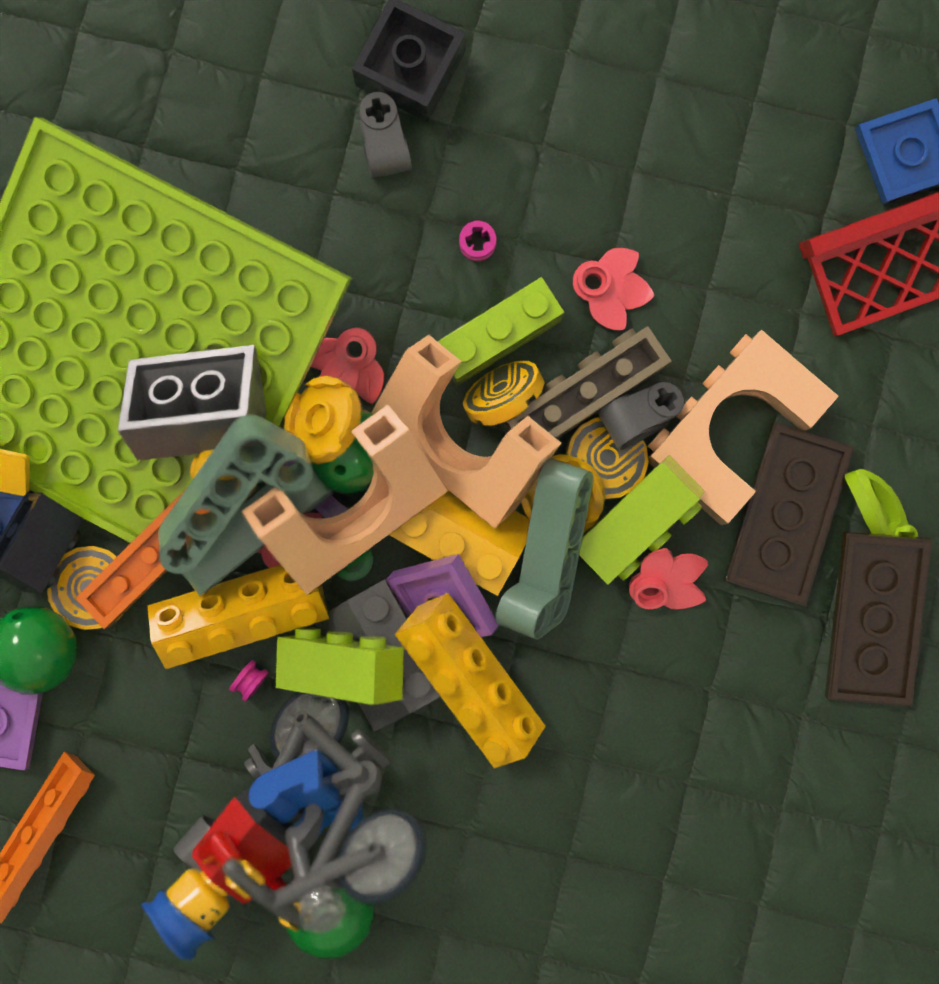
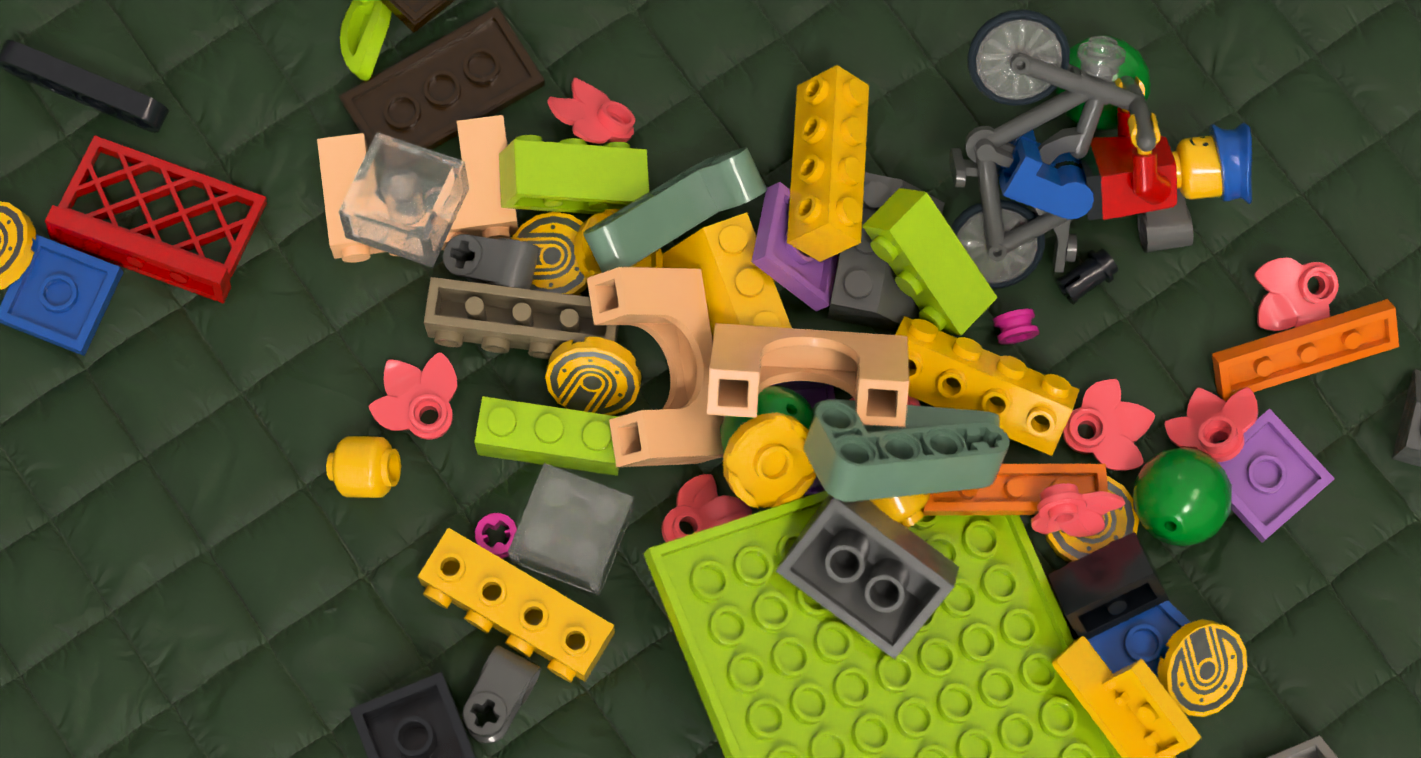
camera: 140 degrees left, 10 degrees down
(58, 729) = (1213, 420): none -> coral plate
(75, 867) = (1288, 297): none -> coral plate
(98, 569) = (1072, 512): none -> coral plate
(125, 668) = (1114, 427): none -> coral plate
(229, 765) = (1087, 275): none -> black pin
(422, 202) = (515, 605): none -> yellow brick
(429, 281) = (571, 529): none -> clear brick
(603, 208) = (364, 467): none -> yellow head
(737, 394) = (404, 199): none -> clear brick

